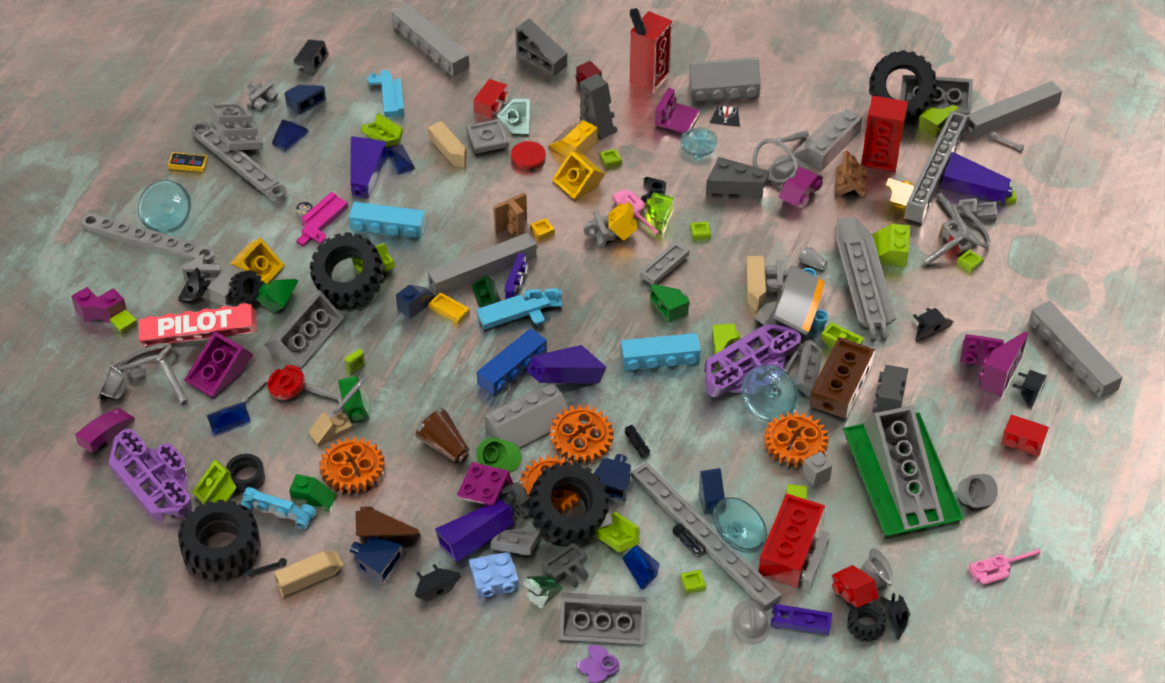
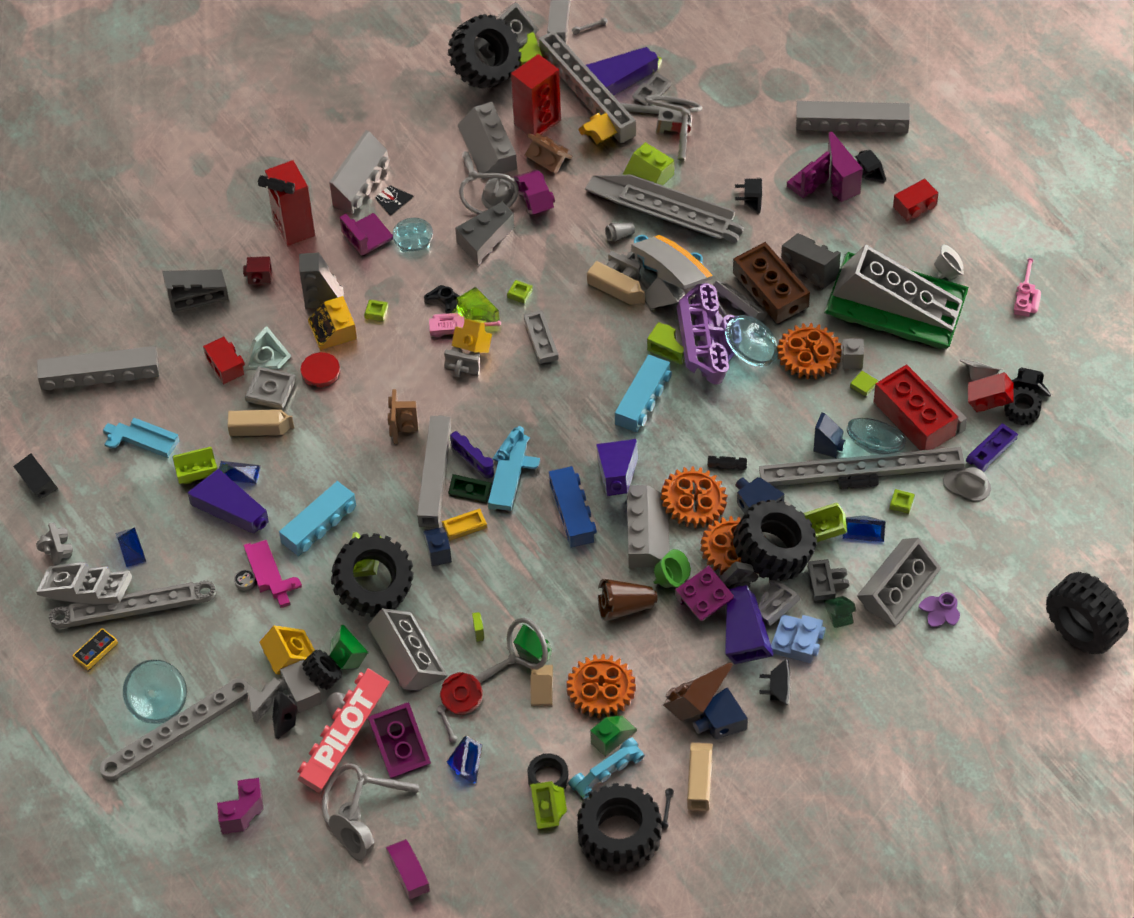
camera: 55 degrees left, 5 degrees up
(123, 321) = (273, 796): lime tile -> none
(161, 468) = (495, 847): medium lavender connector -> none
(304, 97) = (90, 510): dark blue slope -> none
(542, 229) = (425, 405): yellow tile -> none
(578, 175) = (382, 344): yellow slope -> none
(669, 301) = (589, 357): green slope -> none
(833, 331) = (722, 261): lime slope -> none
(970, 261) = (703, 128): lime tile -> none

